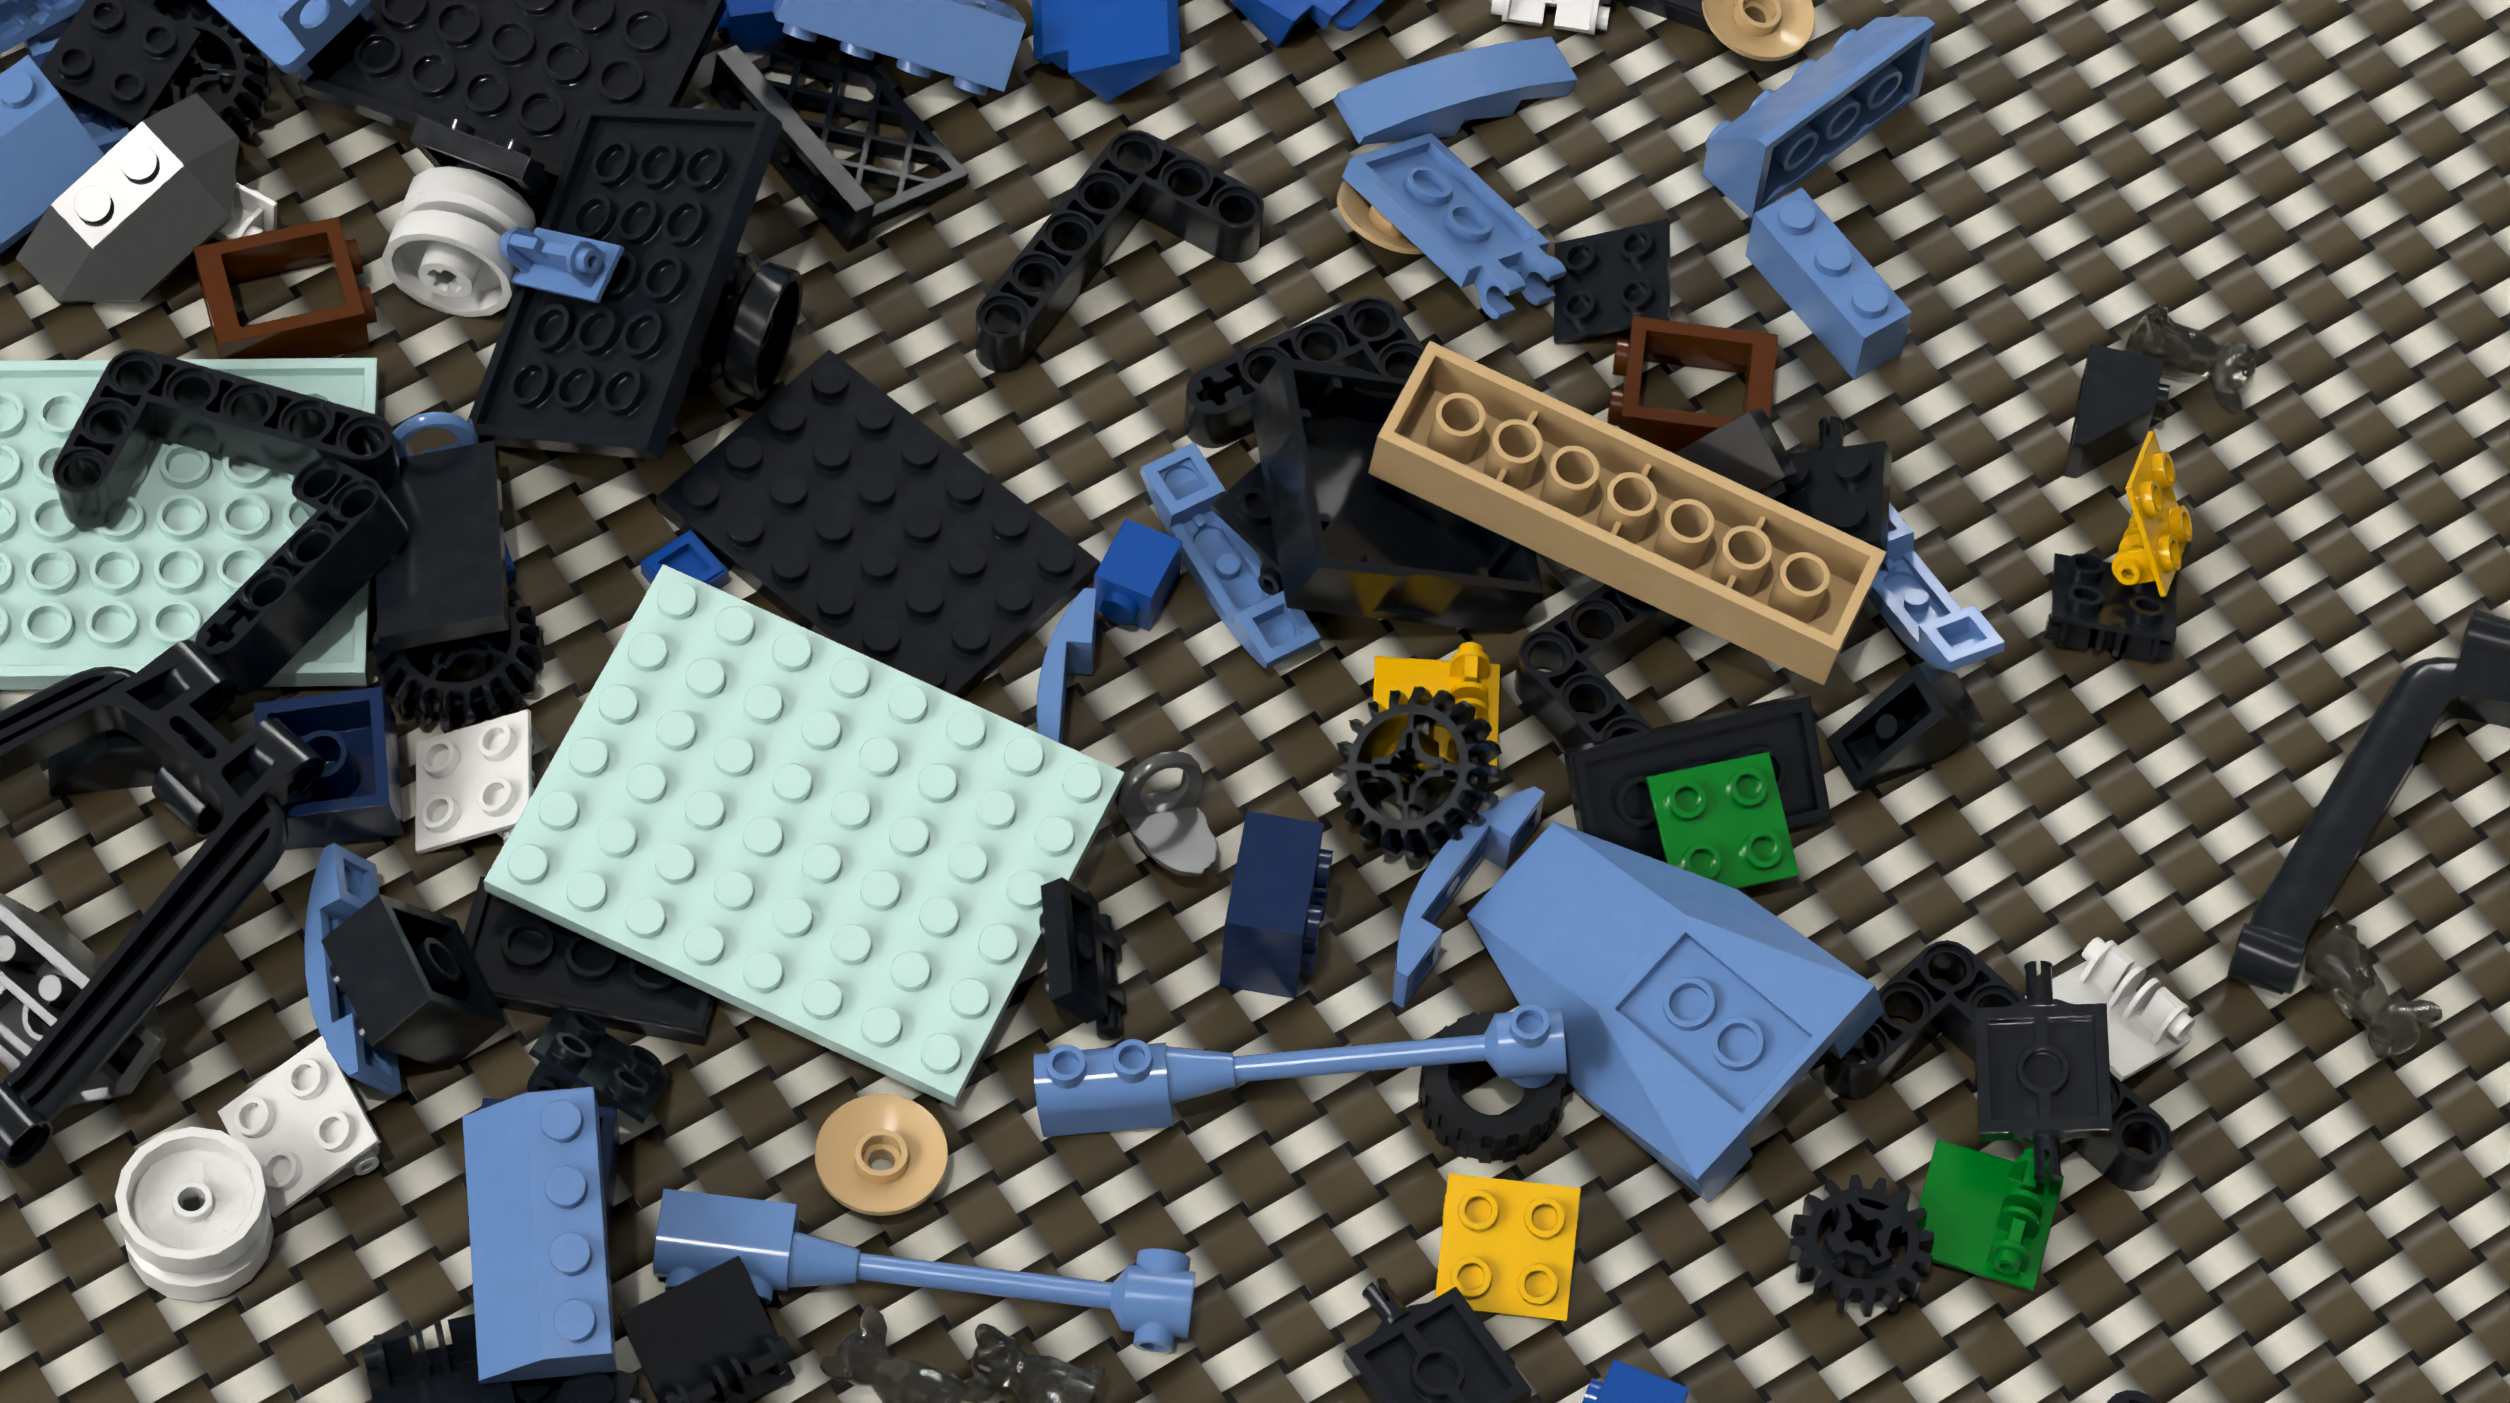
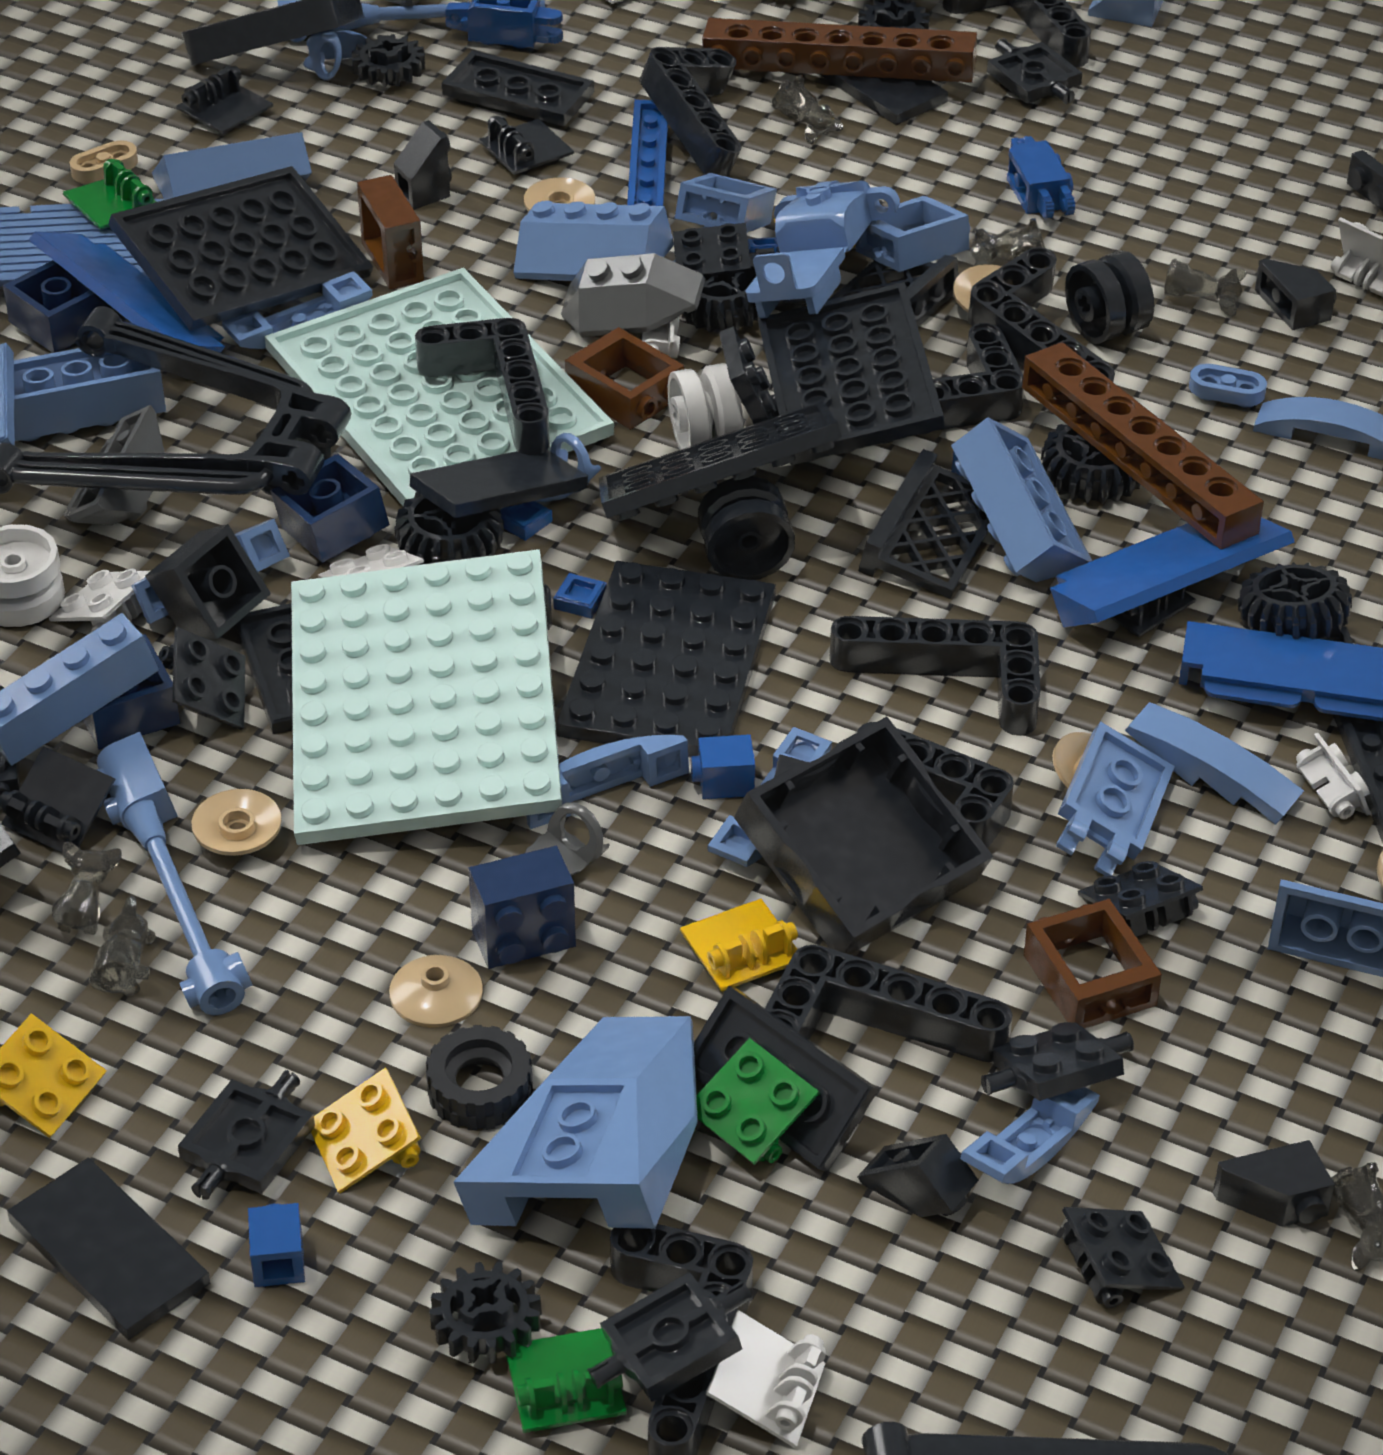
camera: 65 degrees right, 15 degrees down
(309, 577) = (432, 439): black beam -> none
(560, 262) = (706, 429): medium blue hinge -> none
(1082, 958) = (419, 834): black plate -> none
(1141, 1081) = (362, 913): medium blue bar -> none
(1301, 1101) = (436, 991): none -> tan dish
(1414, 724) = (672, 935): black gear -> none
(1499, 840) = (609, 991): medium blue slope -> none
(1626, 512) = (930, 939): tan brick -> none
(1746, 453) = (1036, 986): black slope -> none
(1828, 283) = (1236, 993): medium blue brick -> none
(2157, 526) = (1191, 1226): yellow hinge -> none

